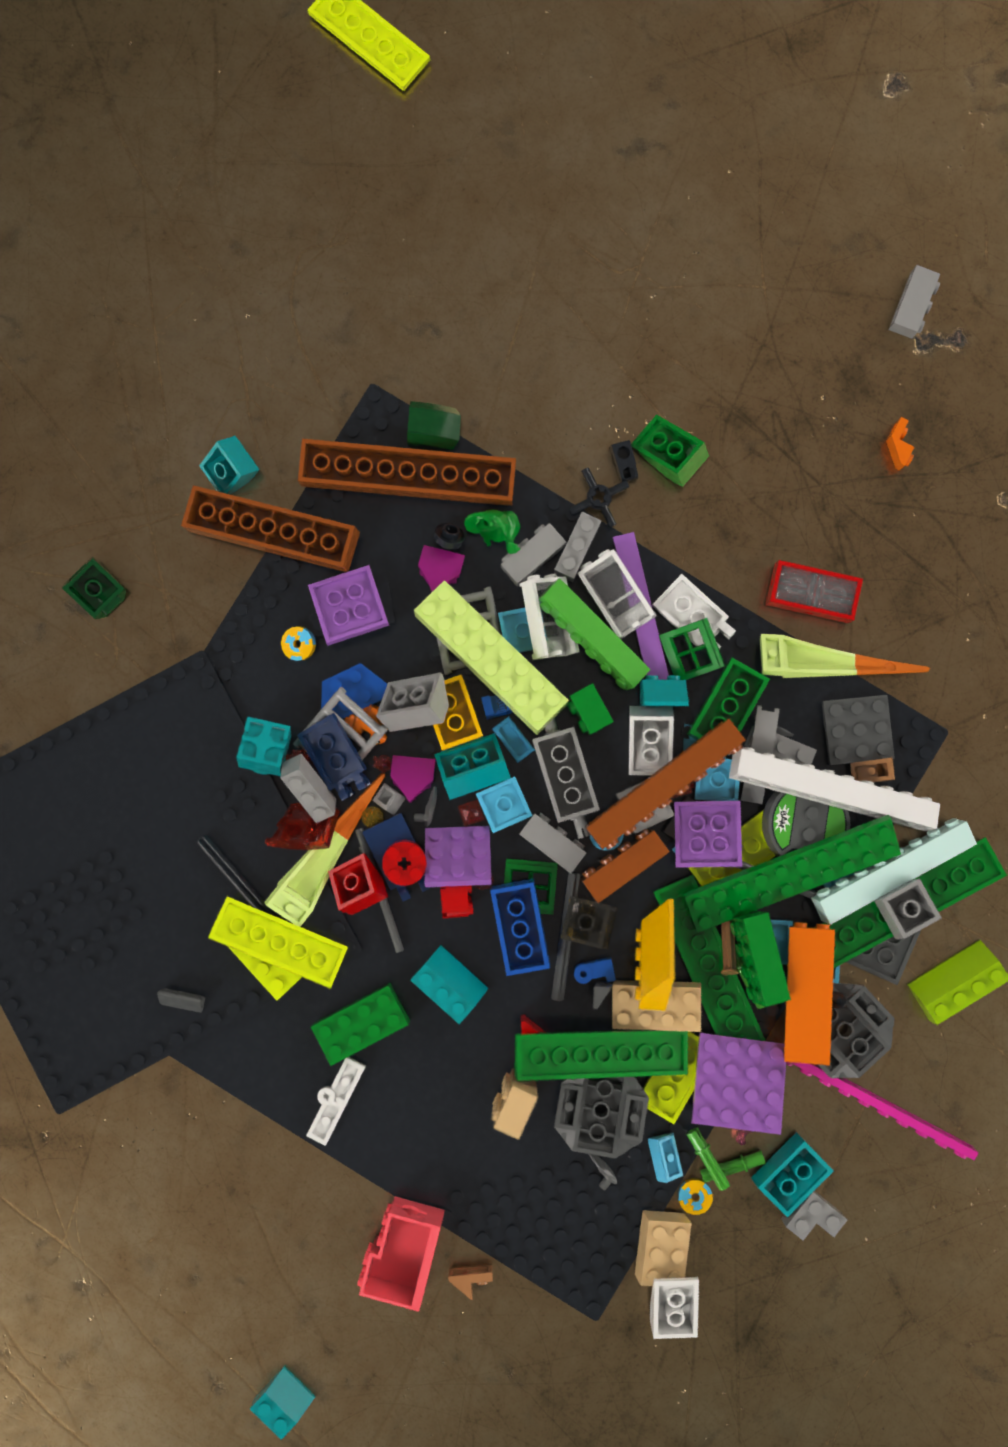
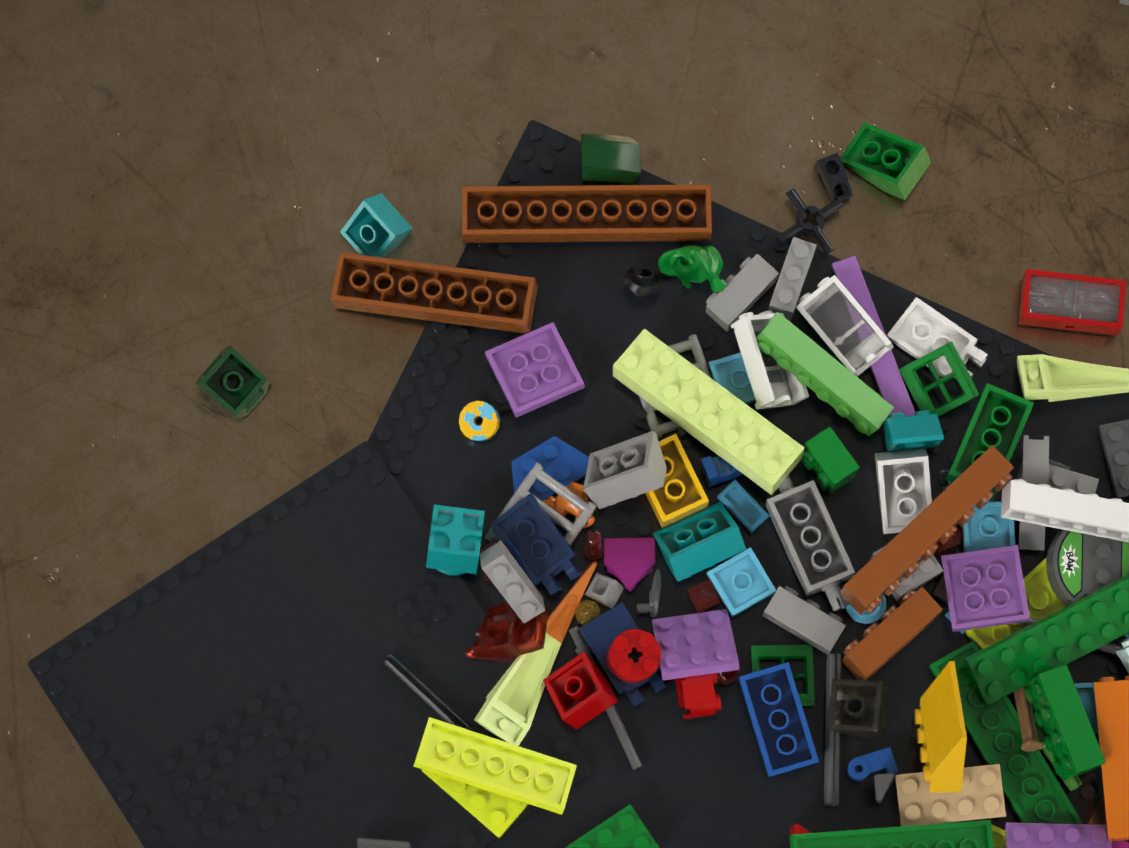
camera: 10 degrees left, 10 degrees down
(440, 565) = (633, 315): magenta slope -> none
(449, 984) = (701, 799): teal slope -> none

